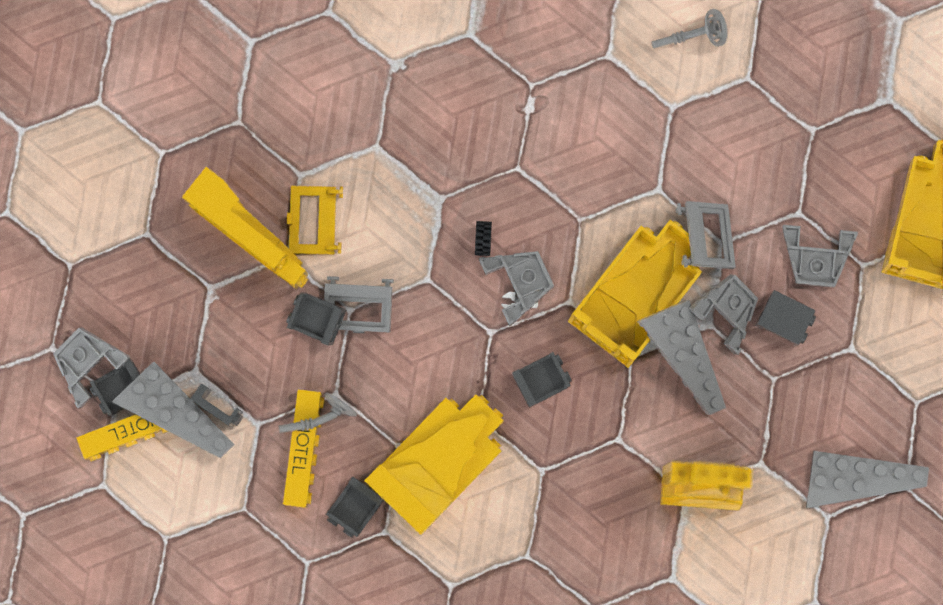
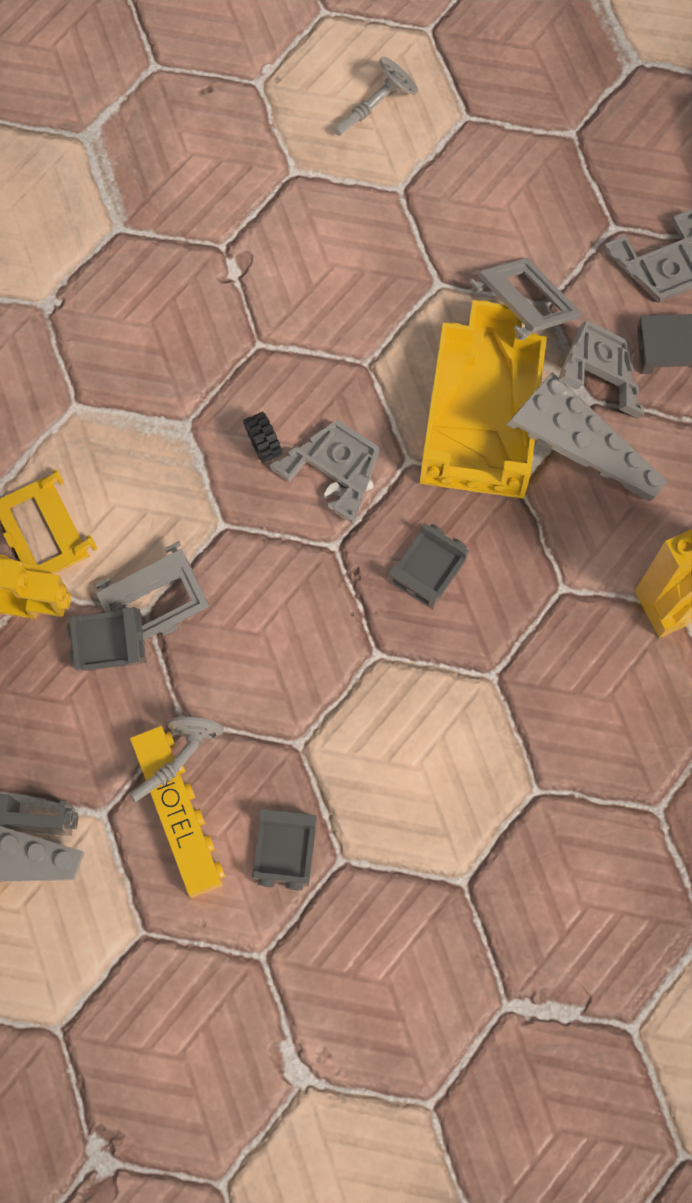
camera: 30 degrees left, 10 degrees down
(438, 461) = (358, 732): yellow panel -> none

